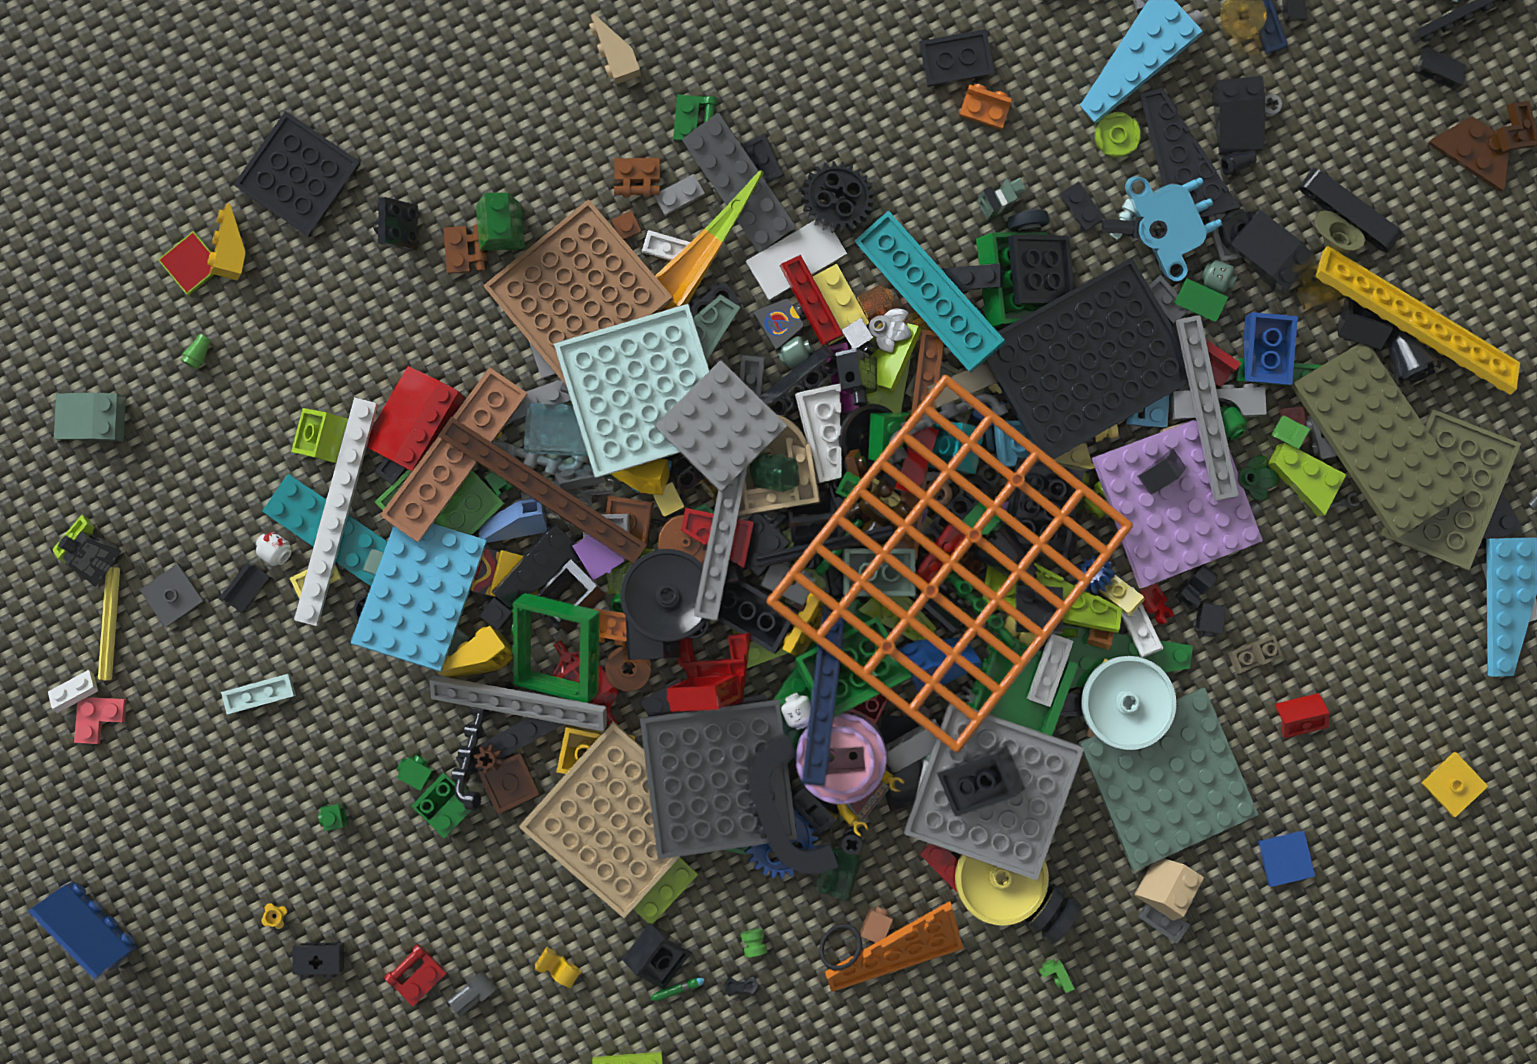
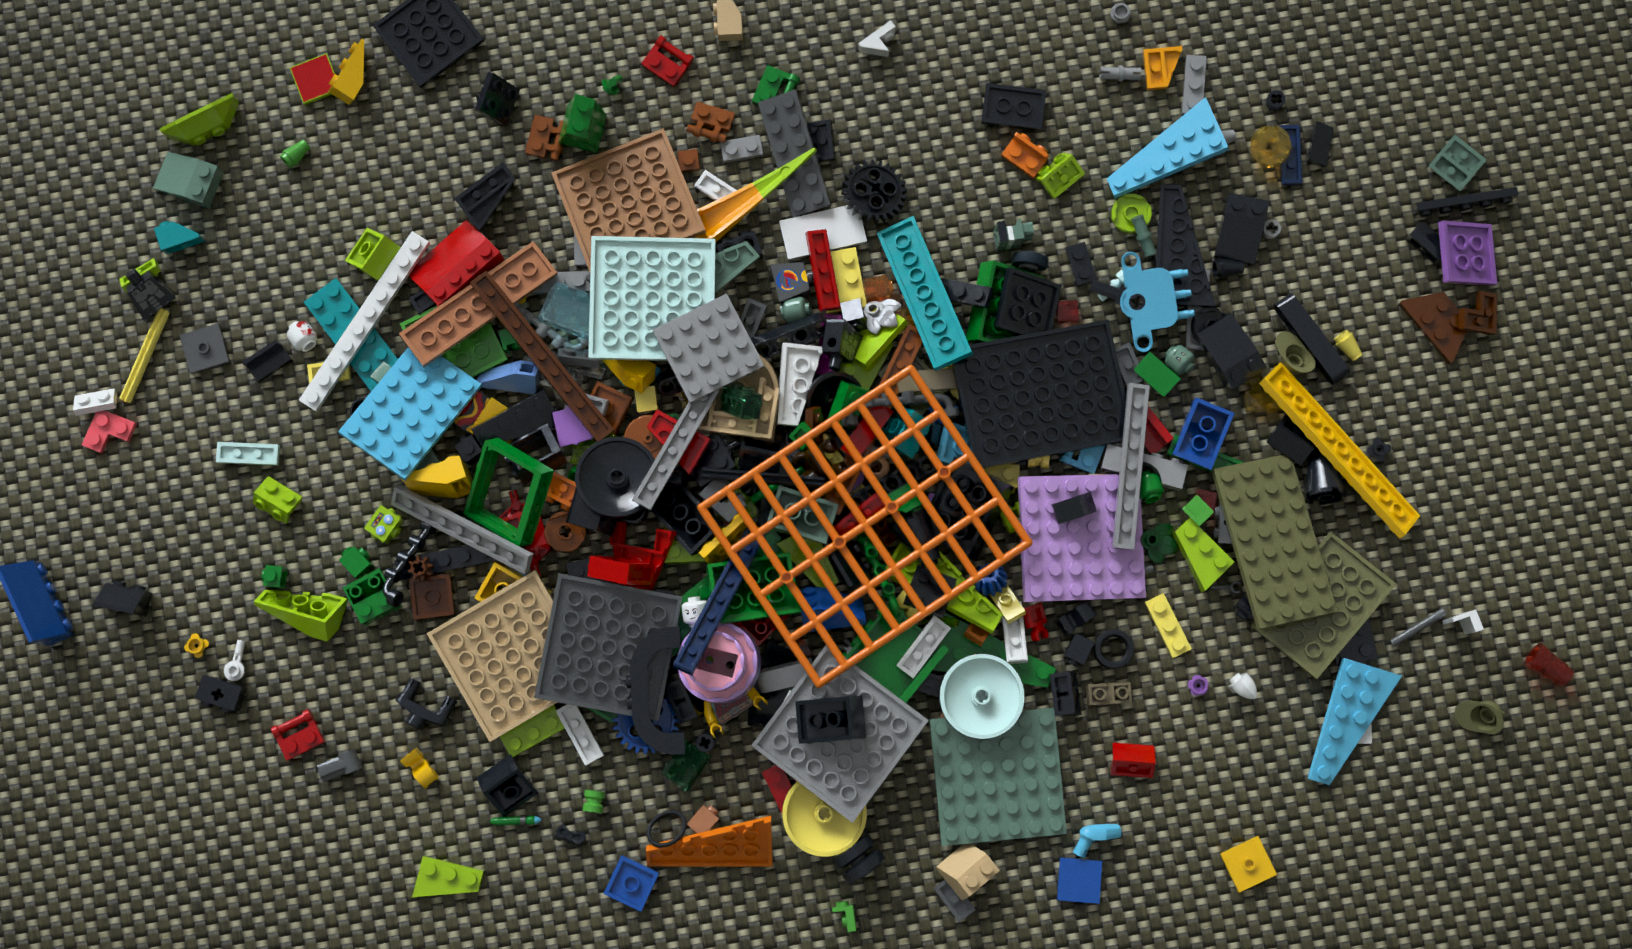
camera: 30 degrees right, 5 degrees down
(85, 350) = (204, 122): none -> lime wedge
(98, 485) = (175, 237): none -> teal slope
(179, 894) = (124, 599): none -> black slope
(306, 733) = (276, 499): none -> lime bracket
(324, 928) = (235, 669): none -> white plate
(384, 843) = (310, 614): none -> lime wedge
(421, 333) = (486, 195): none -> black wedge
(432, 722) = (384, 524): none -> lime head
(515, 171) = (610, 86): none -> green plate
(539, 912) = (420, 715): none -> black connector
(565, 131) = (663, 66): none -> red plate
(716, 877) = (580, 733): none -> white plate
(785, 35) = (874, 43): none -> white slope
(821, 1015) = (631, 883): none -> blue plate
(1029, 116) = (1060, 174): none -> lime bracket
(1084, 261) = (1067, 311): none -> clear red tile
(1139, 154) = (1143, 235): none -> sand green pin
(1212, 670) = (1065, 694): none -> black brick
(1263, 602) = (1111, 664): none -> black tyre
(1287, 805) = (1095, 833): none -> medium azure arm
(1293, 562) = (1167, 625): none -> light yellow plate
(1351, 615) = (1197, 679): none -> medium lavender plate
(1369, 519) = (1244, 608): none -> black gear
(1388, 203) = (1347, 344): none -> light yellow cone
(1393, 601) = (1243, 685): none -> white plate
(1449, 308) = (1379, 455): none -> black plate
(1486, 66) = (1467, 253): none -> medium lavender plate

